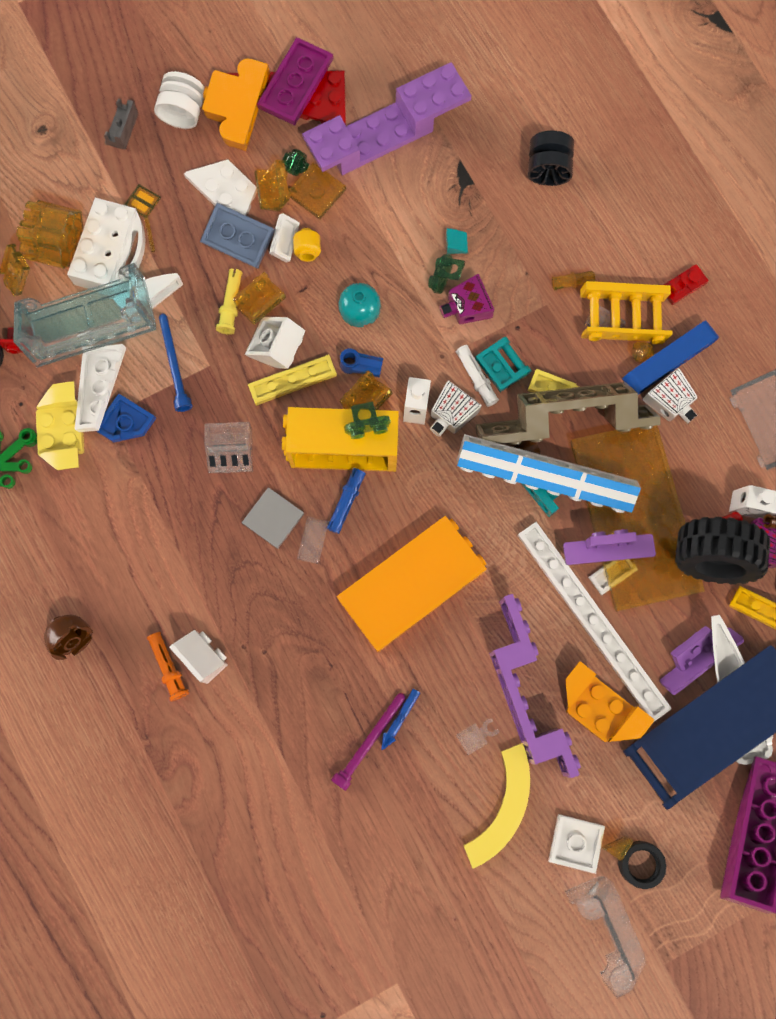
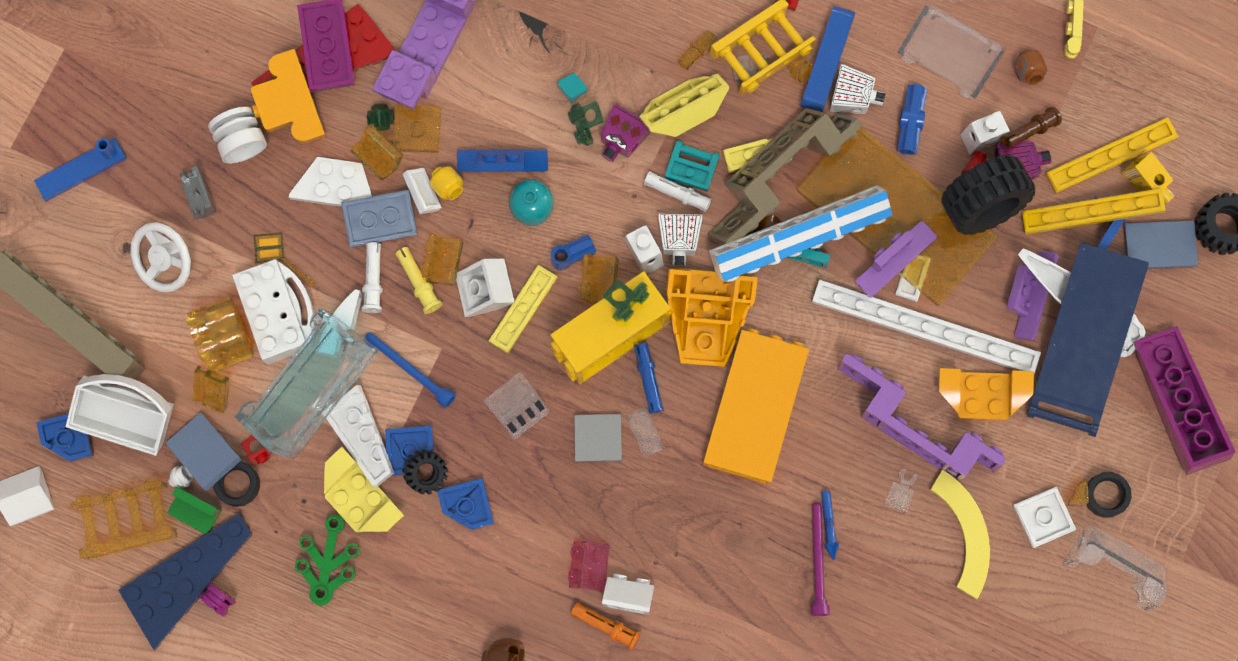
camera: 30 degrees left, 0 degrees up
(56, 51) = (81, 169): none -> blue piece
(59, 148) = (161, 256): none -> white piece
(121, 459) = (413, 465): none -> black tyre
(135, 495) = (467, 504): none -> blue plate
(189, 610) = (588, 566): none -> clear pink bracket
(192, 283) = (372, 287): none -> white pin
(362, 258) = (502, 160): none -> blue bracket
(428, 483) = (707, 313): none -> light orange wedge
(531, 315) = (685, 105): none -> light yellow wedge
(703, 451) = (912, 119): none -> blue piece

